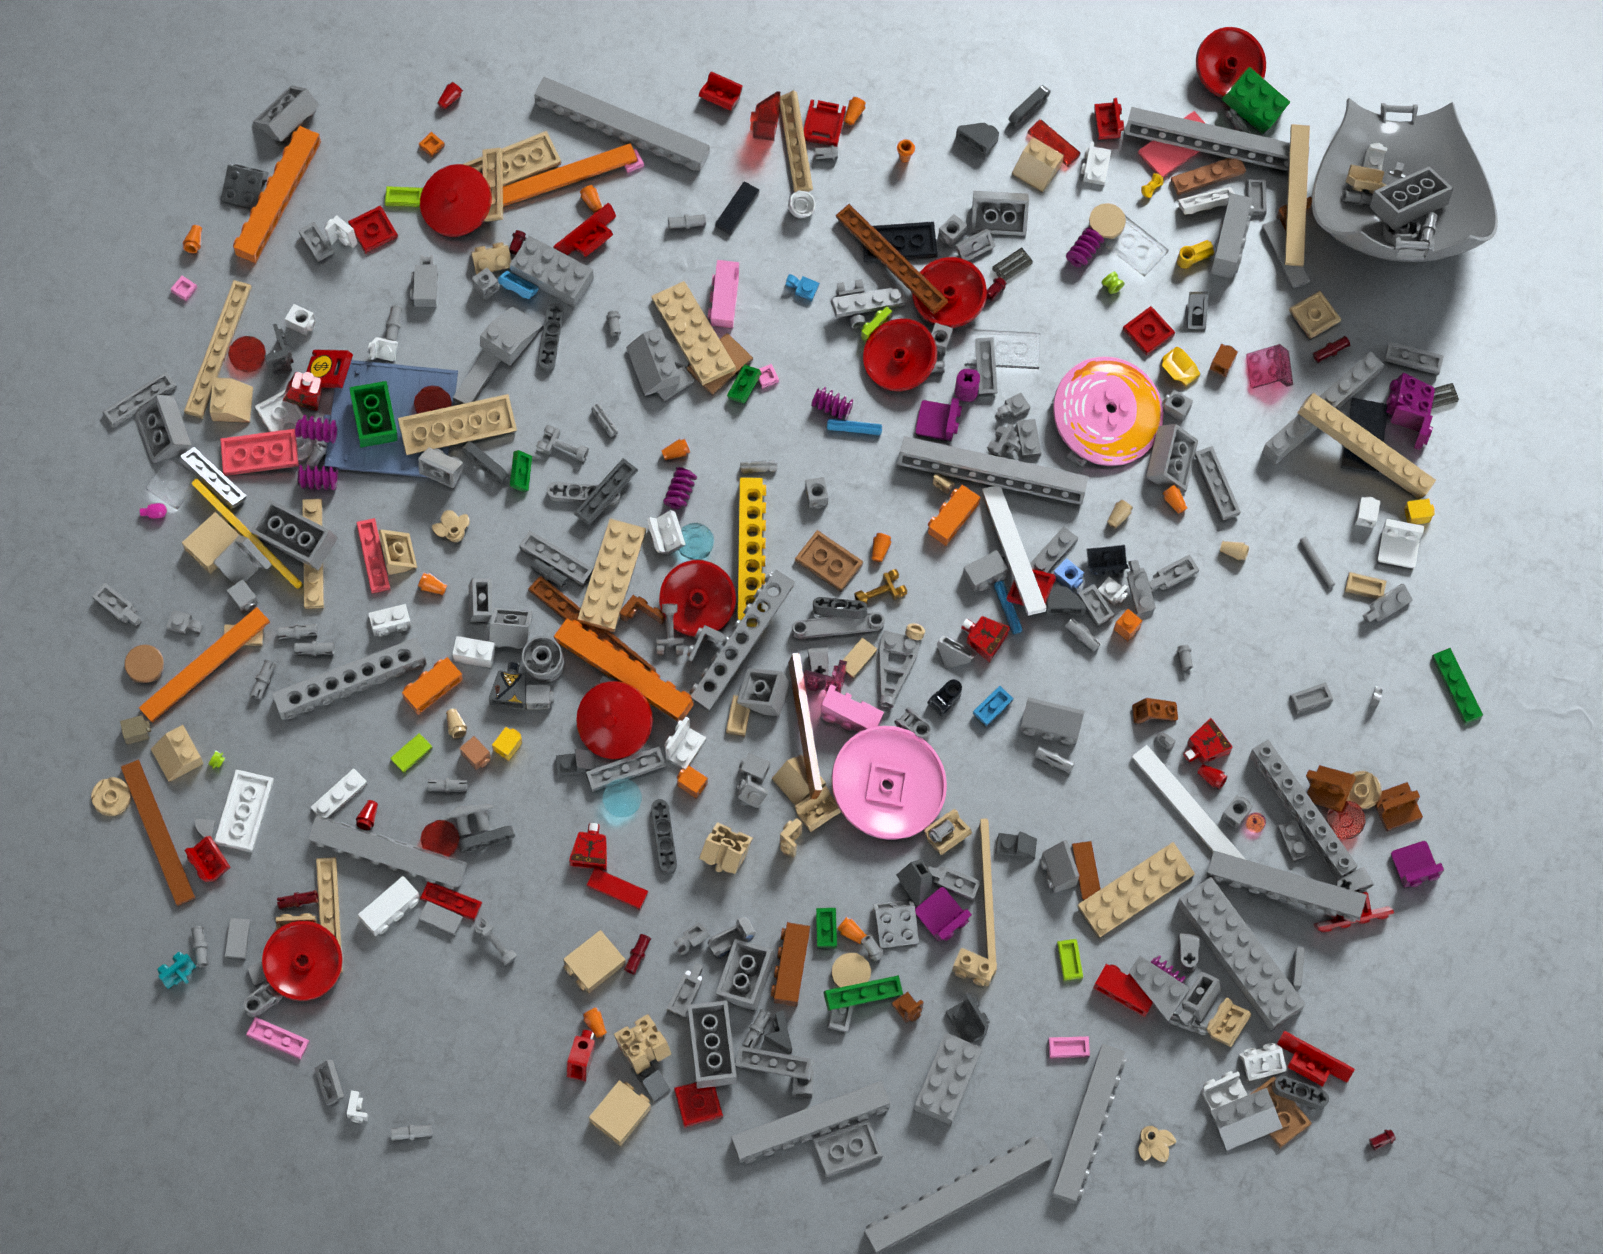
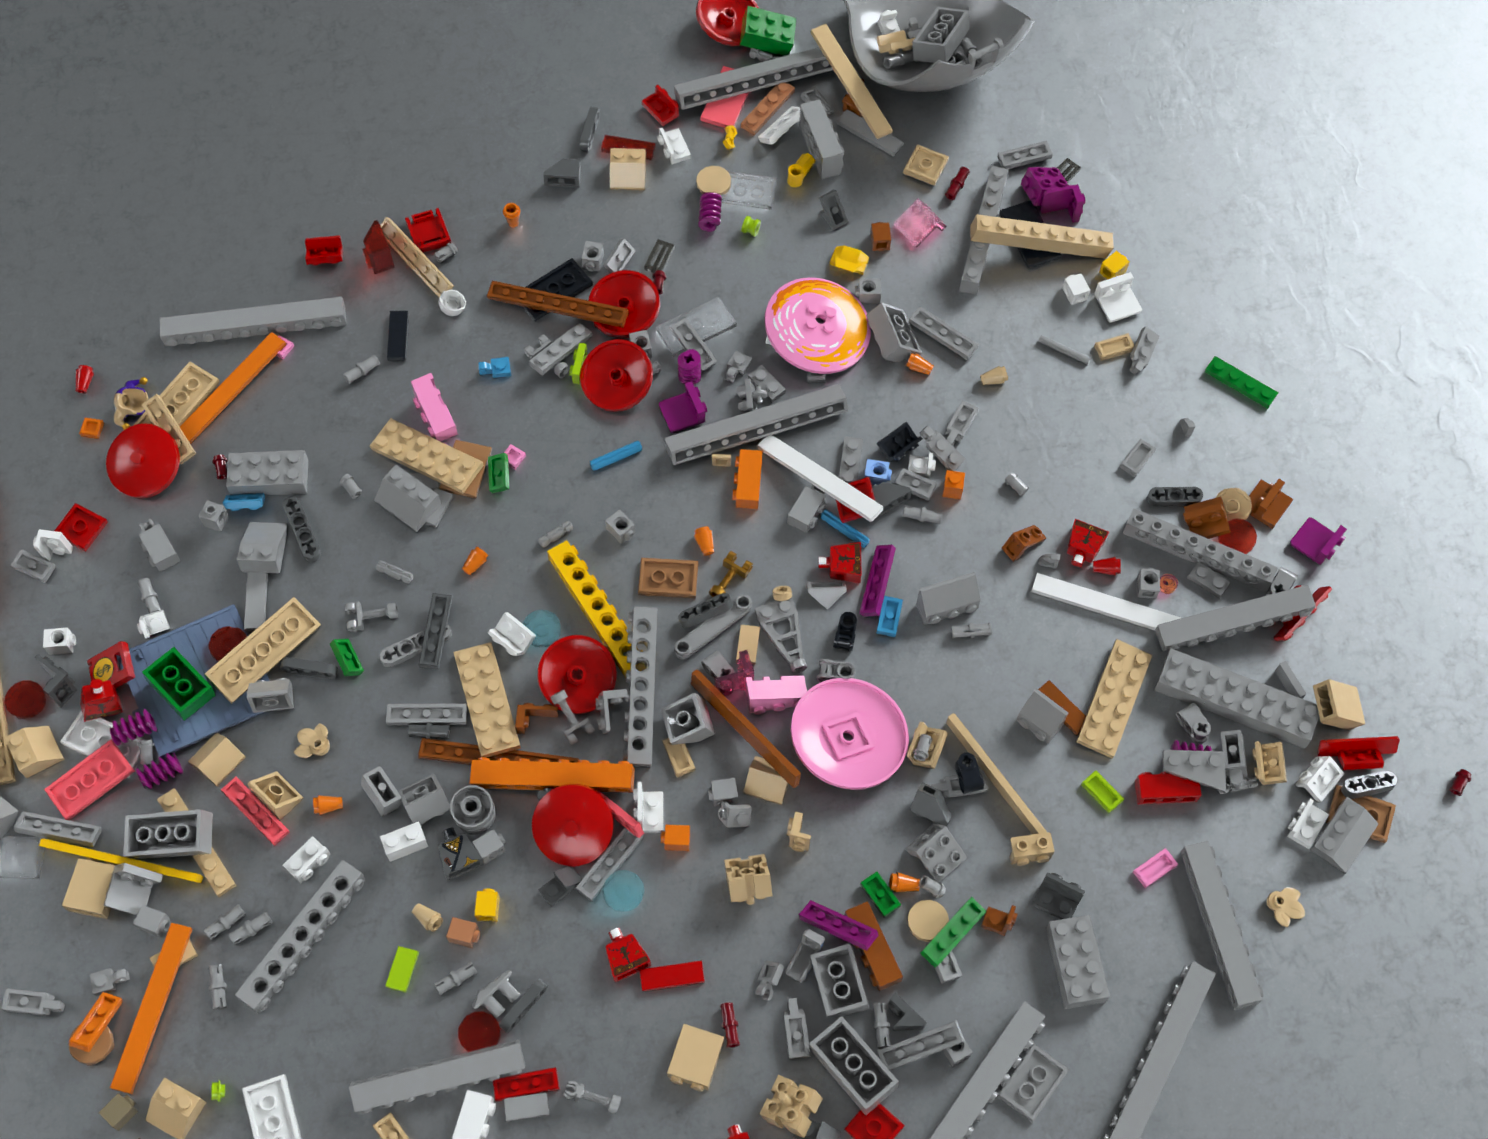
camera: 30 degrees left, 5 degrees down
(154, 511) = (17, 892): dark pink cylinder -> none
(156, 650) = (95, 1022): none -> orange tile
(339, 794) = (357, 1050): white plate -> none
(367, 815) = (396, 1053): red cone -> none
(368, 494) = (217, 758): none -> tan slope
(403, 196) = (92, 484): lime tile -> none
(432, 685) = (383, 895): orange brick -> none
(475, 139) = (129, 401): none -> tan piece
(493, 258) = (210, 489): tan bracket -> none
(589, 234) = (282, 424): red bracket -> none
(591, 198) = (265, 395): orange cone -> none
(595, 1022) = (732, 1113): orange cone -> none
(657, 737) = (624, 818): none -> coral tile
(664, 836) = (685, 900): dark grey beam -> none
(679, 487) = (499, 590): magenta piece -> none
(773, 929) = (838, 925): none -> magenta plate
(817, 811) = (804, 796): tan bracket -> none
(833, 403) = (585, 445): magenta piece -> none
(854, 110) = (447, 207): orange cone -> none
(942, 914) = (973, 820): magenta bracket -> none
(963, 878) = (969, 777): none -> black piece
(1000, 212) = (622, 220): light grey slope -> none
(1003, 669) = (877, 580): none -> magenta plate
(1016, 845) = (989, 722): dark grey slope -> none
(1119, 513) = (883, 399): tan cone -> none
(1148, 330) = (804, 247): red tile -> none
(1316, 743) = (1161, 491): none -> dark grey beam
(1321, 1011) = (1338, 704): none -> tan brick

